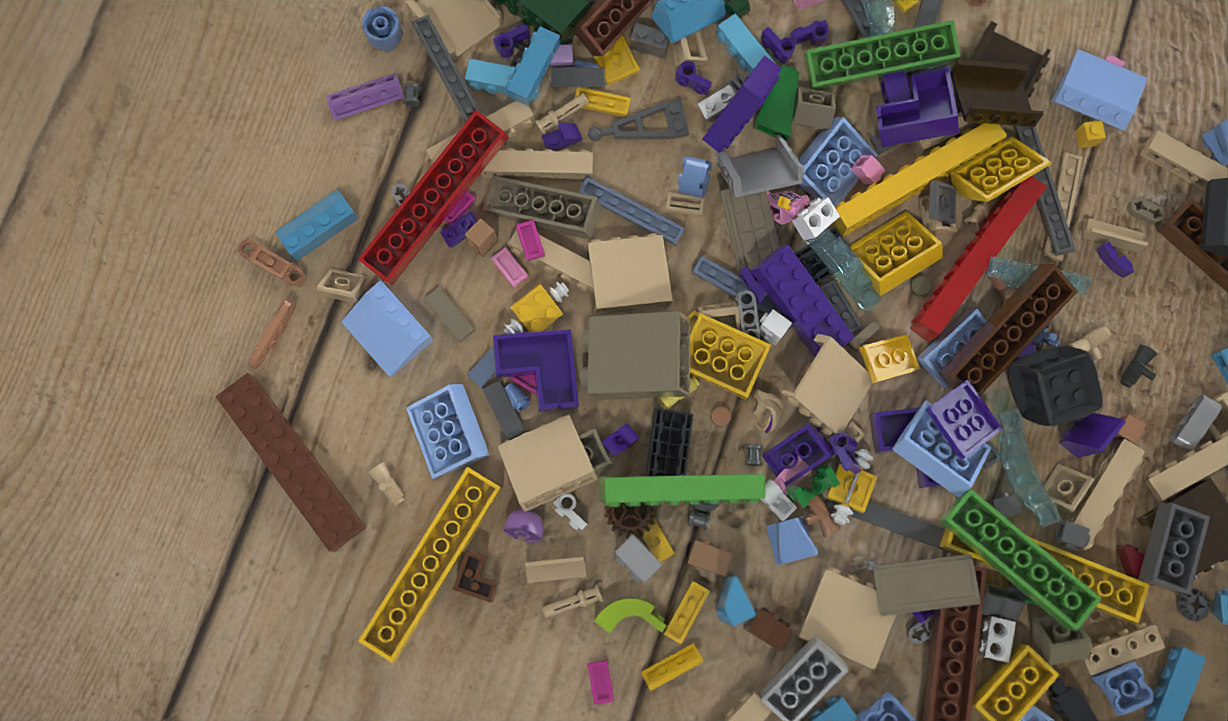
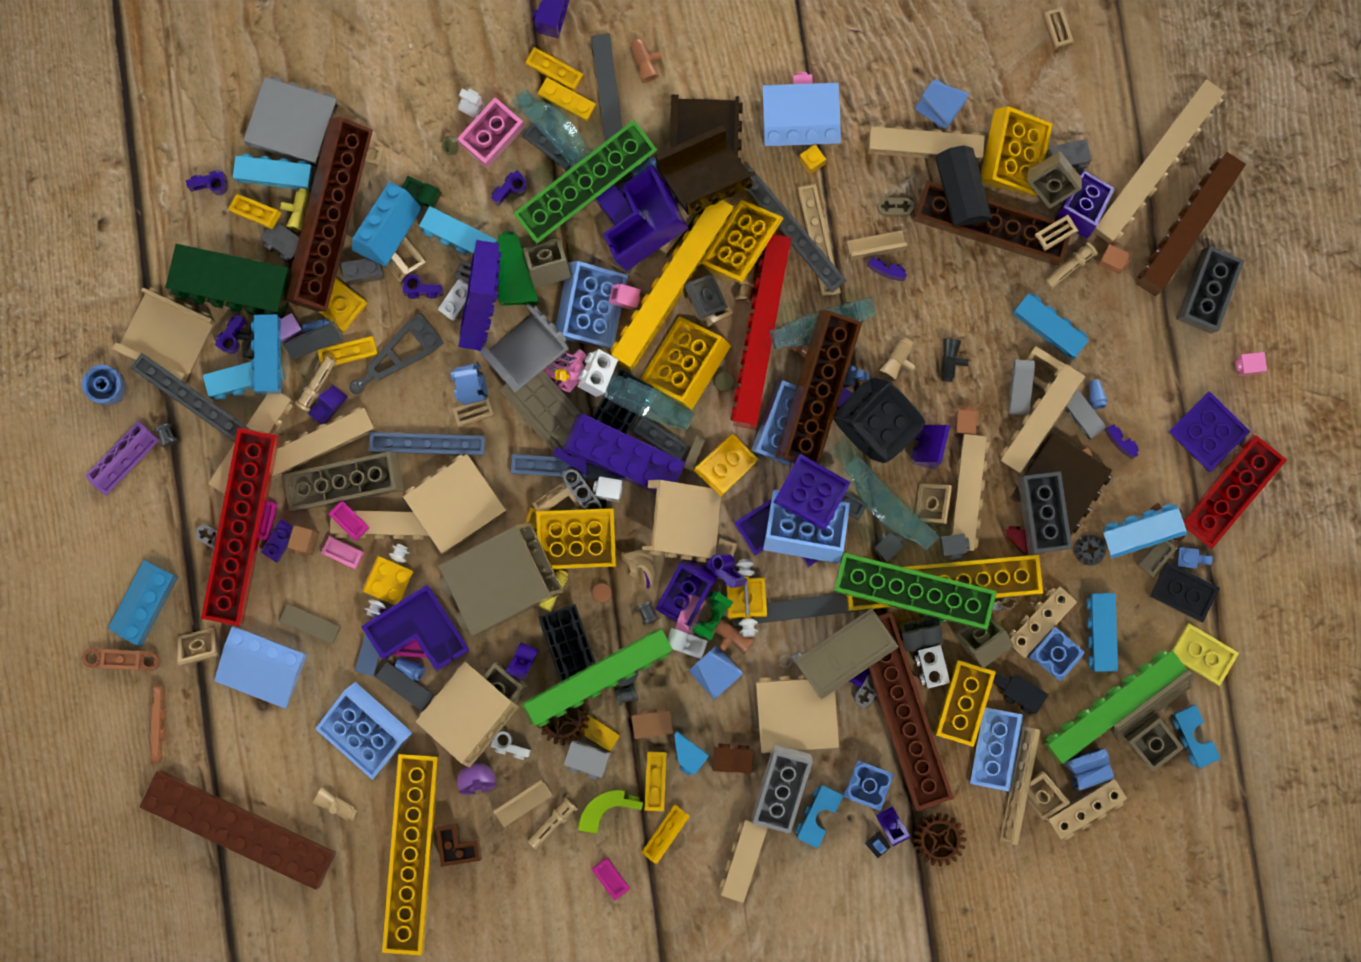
camera: 25 degrees left, 5 degrees up
(776, 45) = (477, 214): dark purple plate -> none

